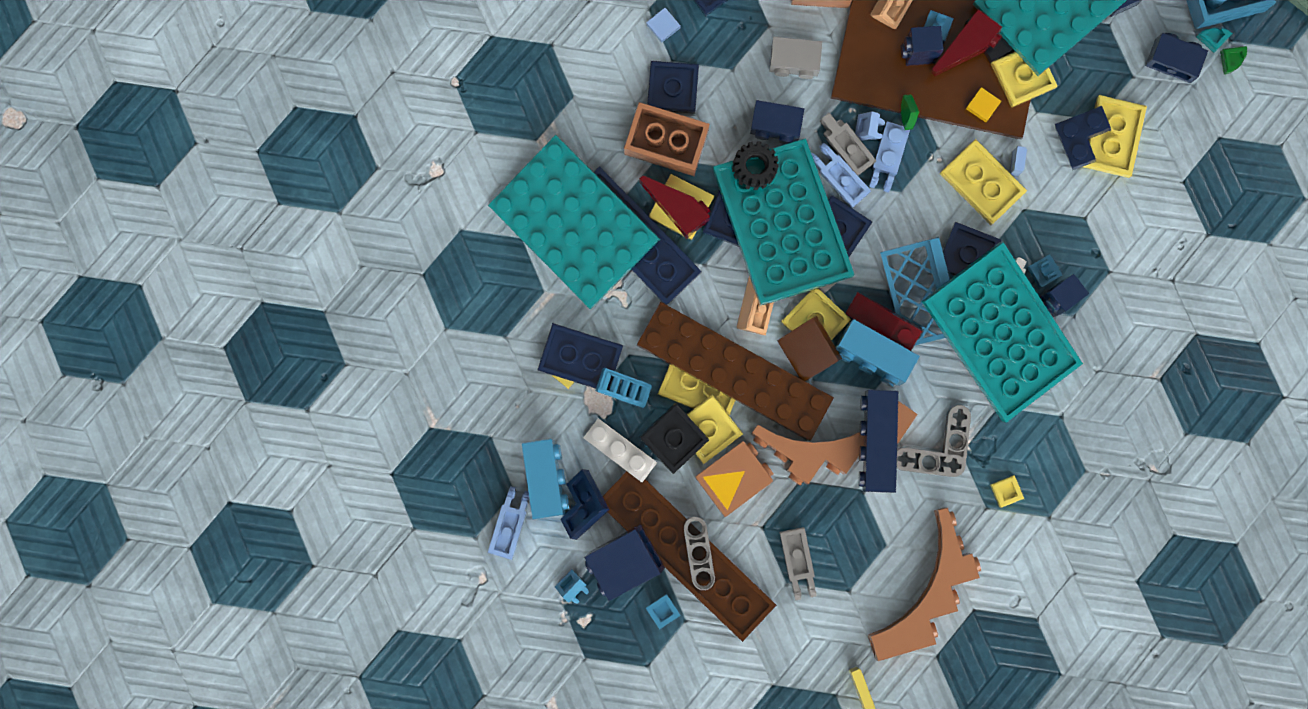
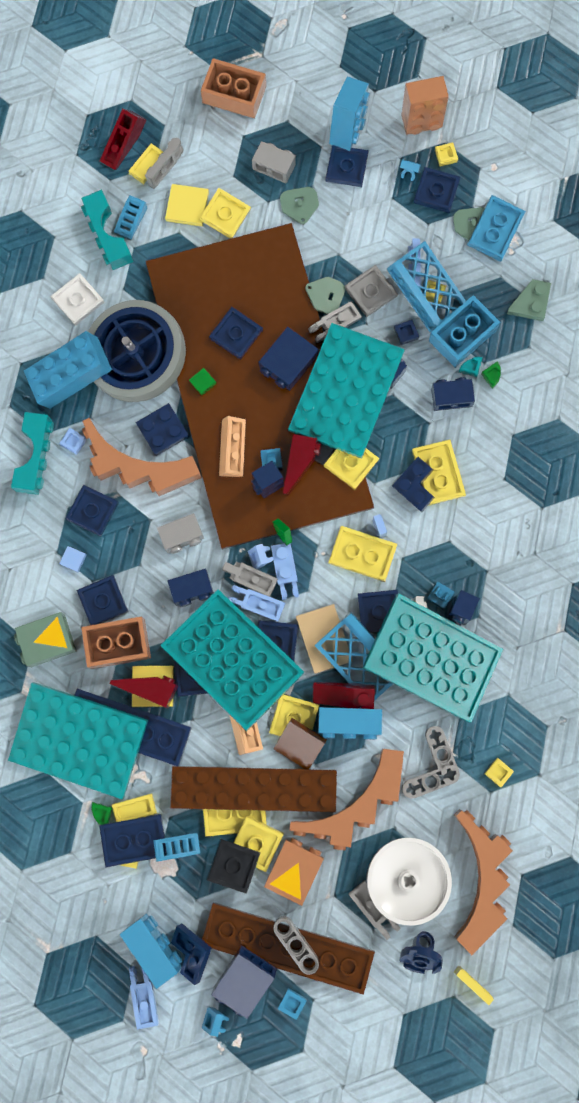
camera: 25 degrees left, 5 degrees down
(559, 312) = (101, 813): none -> green tile
(590, 97) = (44, 640): none -> sand green brick
(597, 325) = (134, 808): none -> light yellow tile
(620, 450) = (198, 895): white plate -> none
(758, 151) = (182, 620): black tyre -> none
(823, 636) = (419, 958): none -> dark blue tile
(852, 551) = (409, 881): none -> white dish
(880, 441) = (386, 788): dark blue brick -> none
(888, 233) = (315, 626): none -> tan tile
(983, 104) = (333, 498): yellow tile -> none

